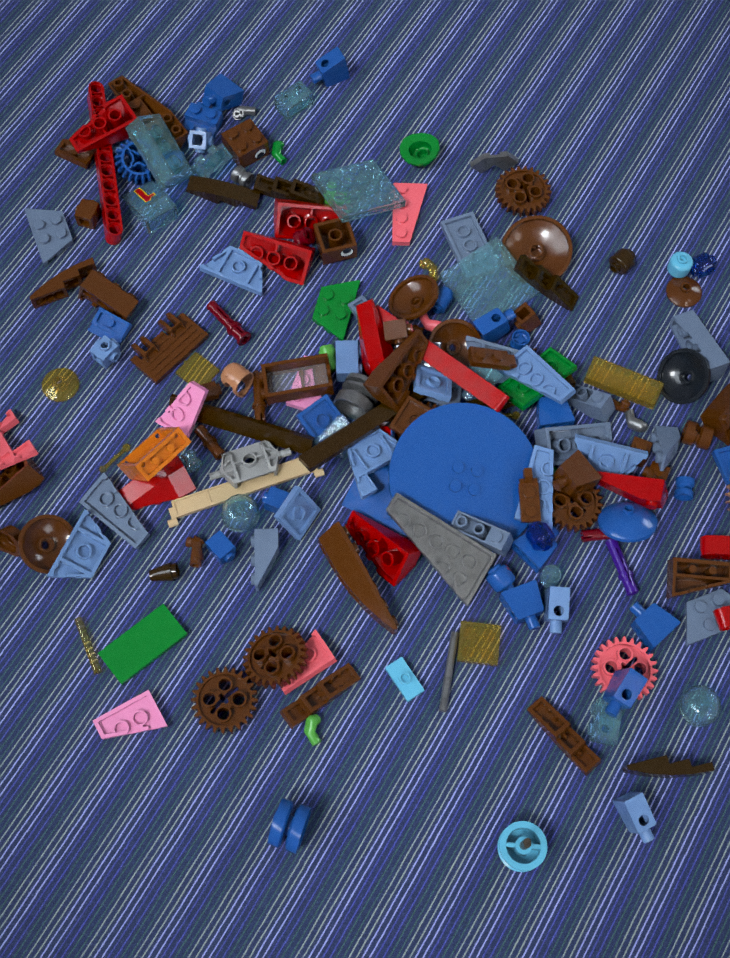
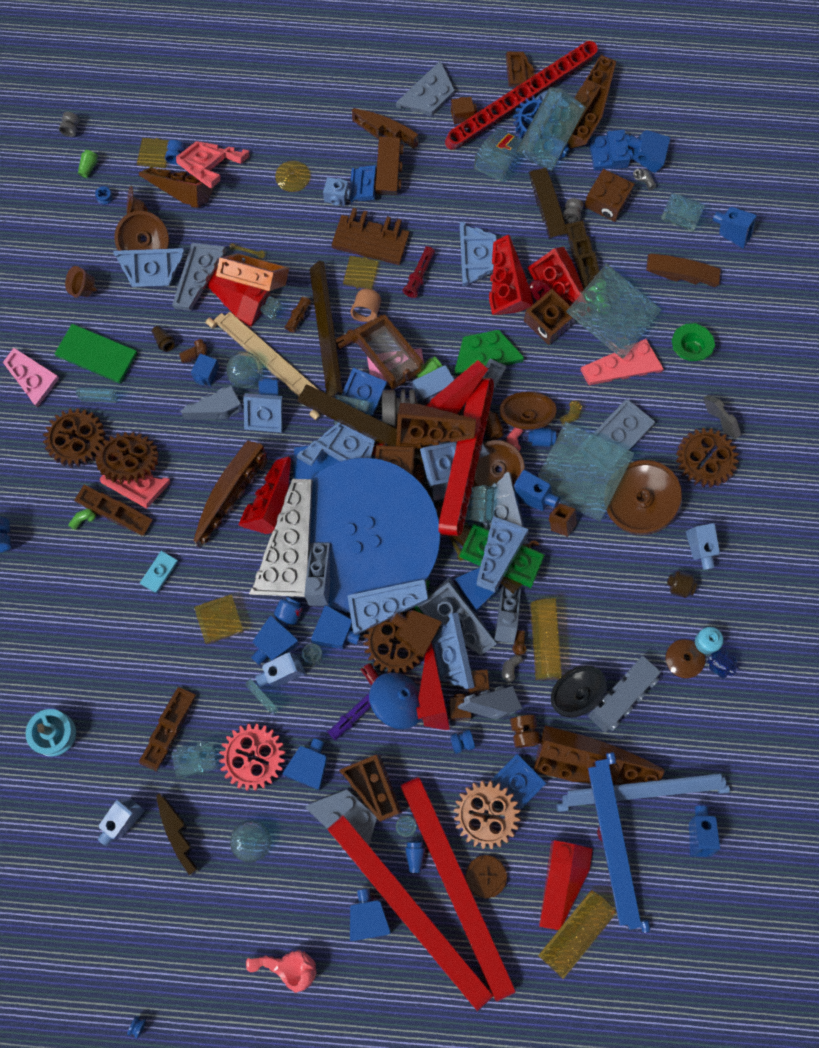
camera: 65 degrees right, 5 degrees up
(57, 626) = (79, 282): none -> reddish brown piece
(88, 645) = (76, 314): clear yellow bar -> none
(105, 127) = (549, 73): red wedge -> none
(185, 409) = (311, 278): bright pink wing -> none
(190, 660) = (96, 395): none -> clear light blue tile
(194, 139) = (587, 156): medium blue brick -> none
(211, 161) = (570, 176): clear light blue brick -> none
(214, 391) = (342, 288): reddish brown brick -> none
(236, 470) = (300, 365): light grey plate -> none
(277, 147) = (617, 226): green arm -> none
(346, 125) = (681, 268): none -> reddish brown slope
(397, 331) = (468, 405): reddish brown brick -> none
(448, 672) = (181, 606): flat silver bar -> none
(491, 358) = (491, 502): reddish brown hinge -> none
(519, 339) = (540, 523): blue wheel -> none
(529, 498) = (370, 598): reddish brown hinge -> none
(540, 536) = (337, 624): clear blue head -> none
(550, 286) = (610, 520): dark brown slope -> none
(571, 636) = (261, 697): none -> clear light blue tile
(597, 228) = (700, 538): none -> medium blue torso
(623, 690) = (226, 757): blue torso -> none

